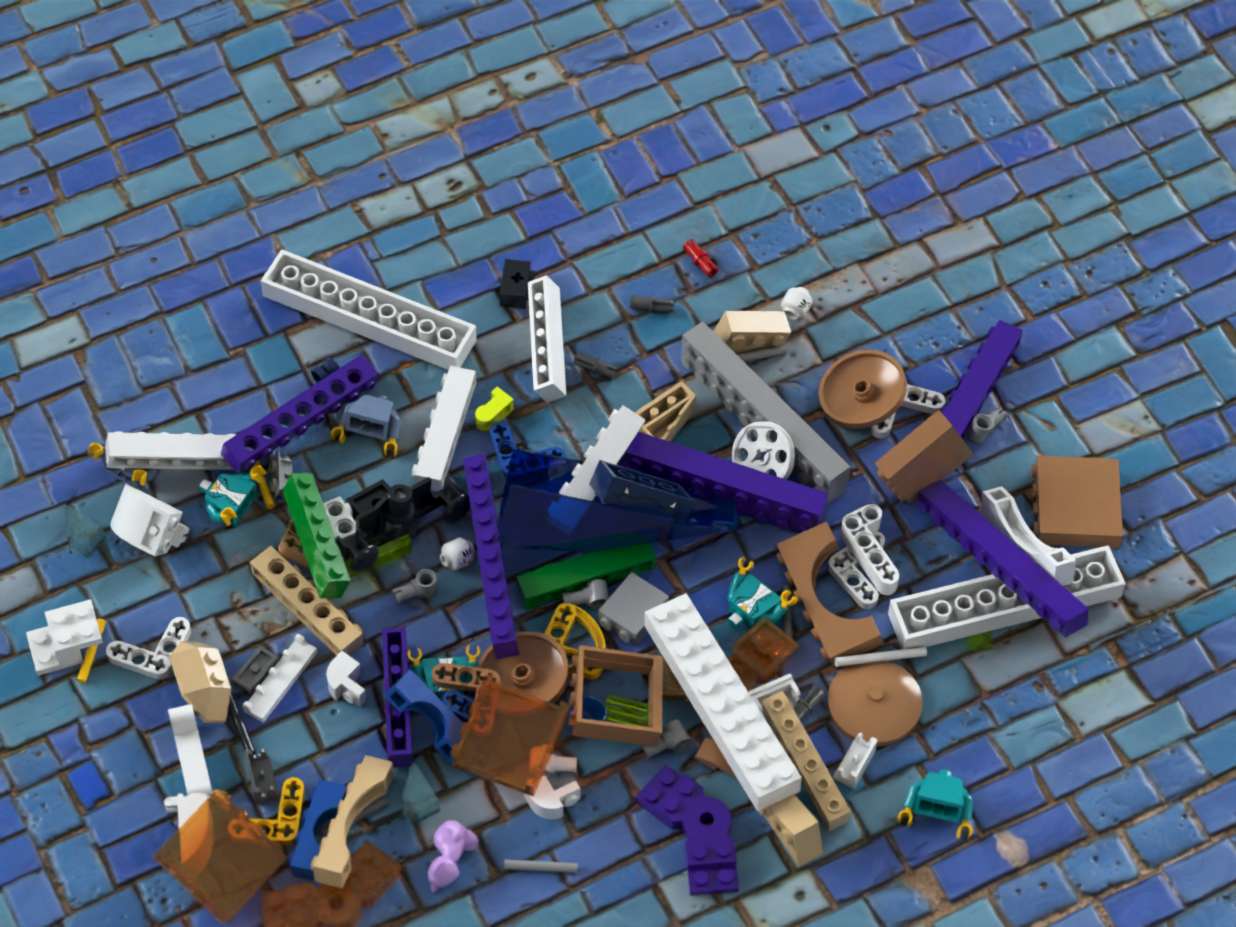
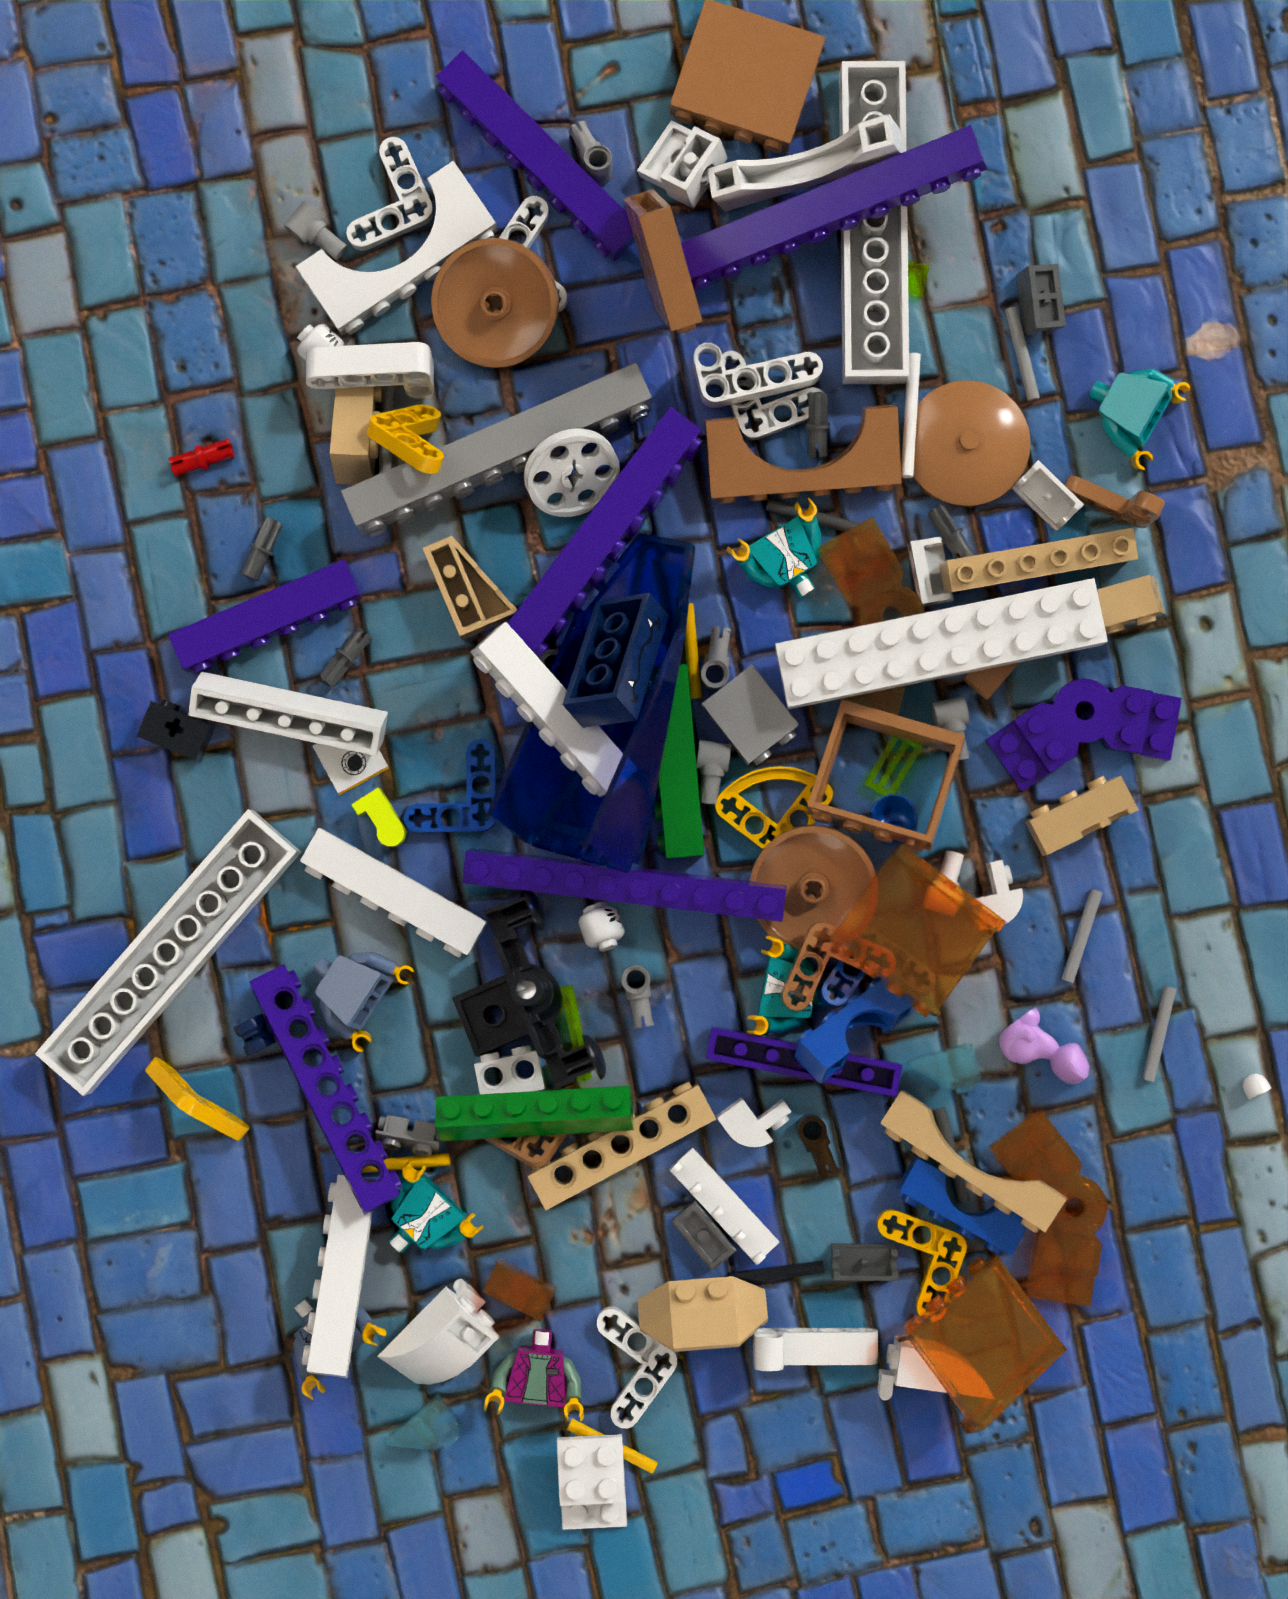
camera: 75 degrees left, 30 degrees up
(130, 587) = (537, 1377): none -> torso
(190, 563) = (519, 1289): none -> clear orange brick
(274, 333) = (193, 1104): none -> yellow beam
(339, 724) = (818, 1145): none -> dark brown pin
(522, 389) = (349, 768): none -> white sticker
(608, 315) = (265, 616): none -> dark purple brick
(630, 836) = (1080, 814): none -> tan wedge
(666, 578) = (717, 657): none -> light grey pin
(667, 566) = (692, 658): none -> yellow bar
(753, 344) = (400, 433): none -> yellow beam
(794, 329) = (372, 366): none -> white beam
(836, 314) = (355, 296): none -> white arch
(851, 600) = (817, 424): none -> dark grey axle
(866, 801) = (1137, 511): none -> medium nougat beam
(872, 280) = (309, 226): none -> light grey pin
(913, 329) = (406, 197): none -> white beam
(953, 722) = (1022, 353): none -> light grey bar
(995, 718) = (1040, 299): none -> dark grey hinge
(1003, 472) = (682, 162): none -> white brick

